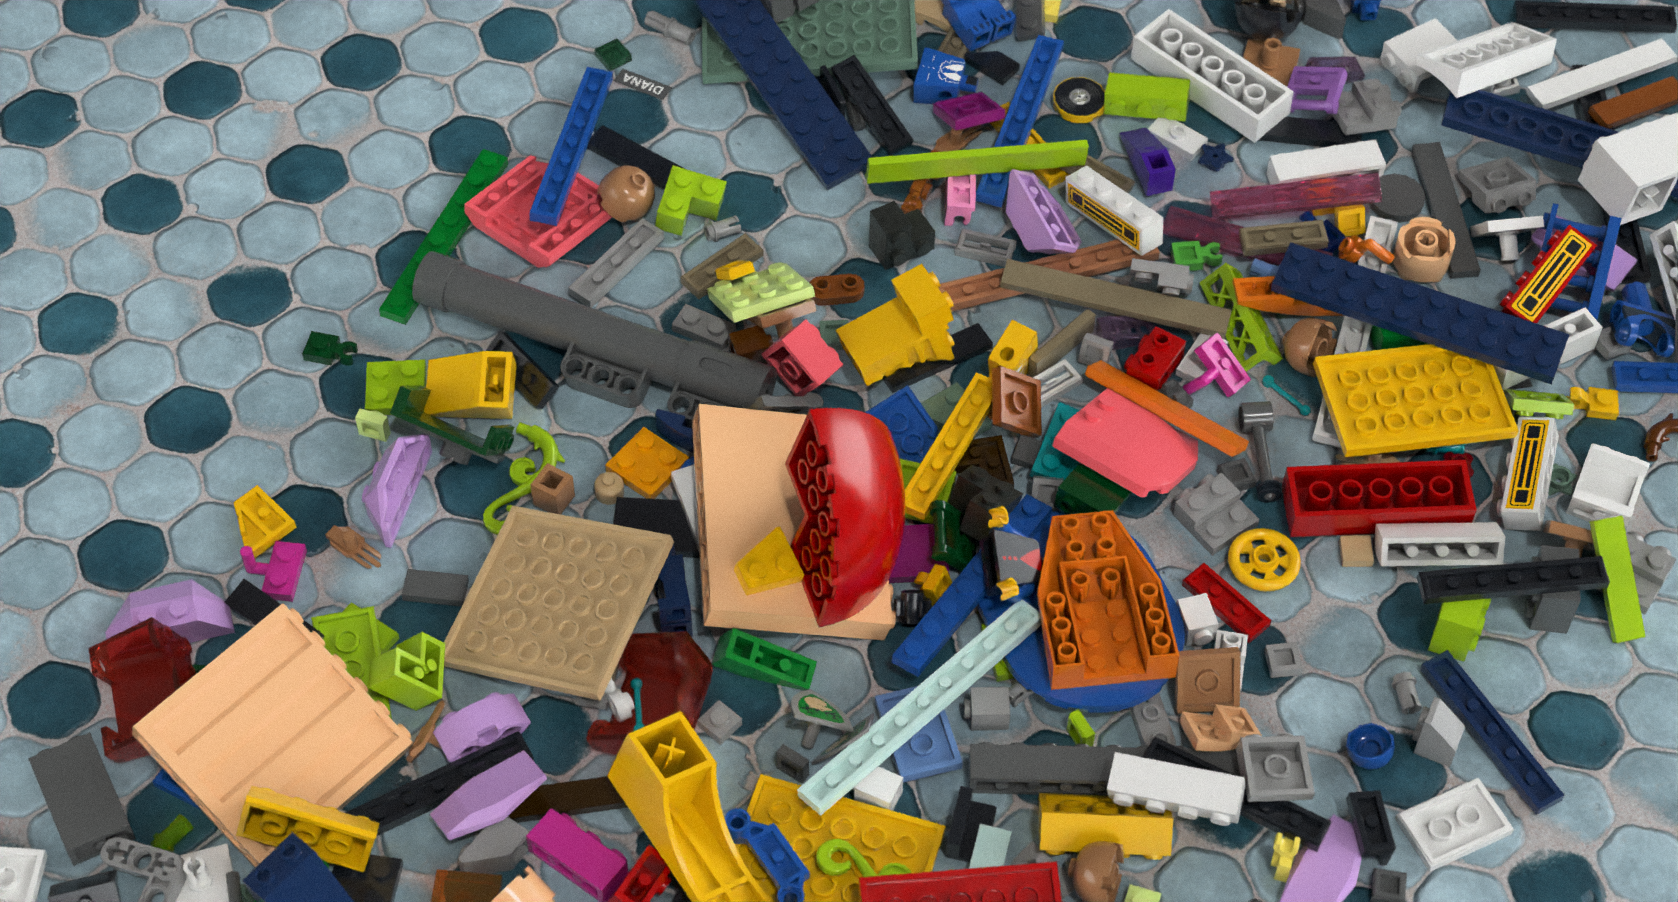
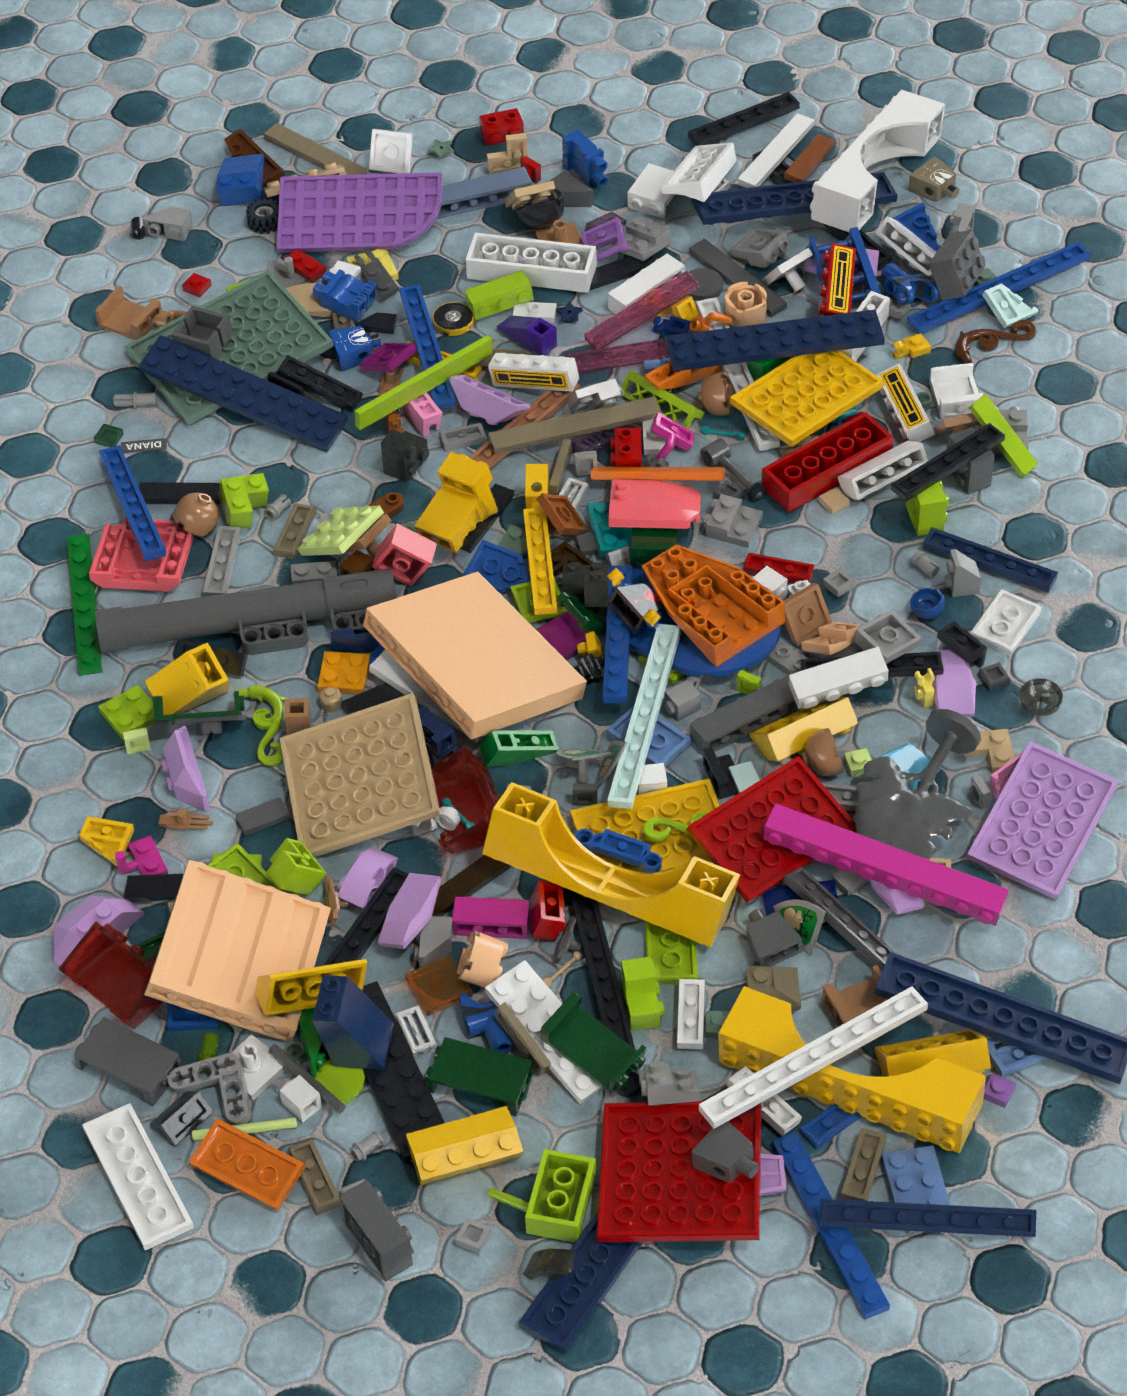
camera: 30 degrees left, 5 degrees down
(325, 348) = (60, 713): dark green plate -> none
(734, 270) = (310, 526): yellow tile -> none
(768, 565) = (489, 680): yellow wing -> none
(788, 403) = (425, 581): dark grey hinge -> none
(852, 508) = (519, 618): red brick -> none
(1193, 255) = (600, 375): bright green plate -> none
(1272, 540) = (783, 532): yellow plate -> none
(1277, 237) = (652, 339): dark tan tile -> none
(1528, 402) = (884, 360): lime plate -> none

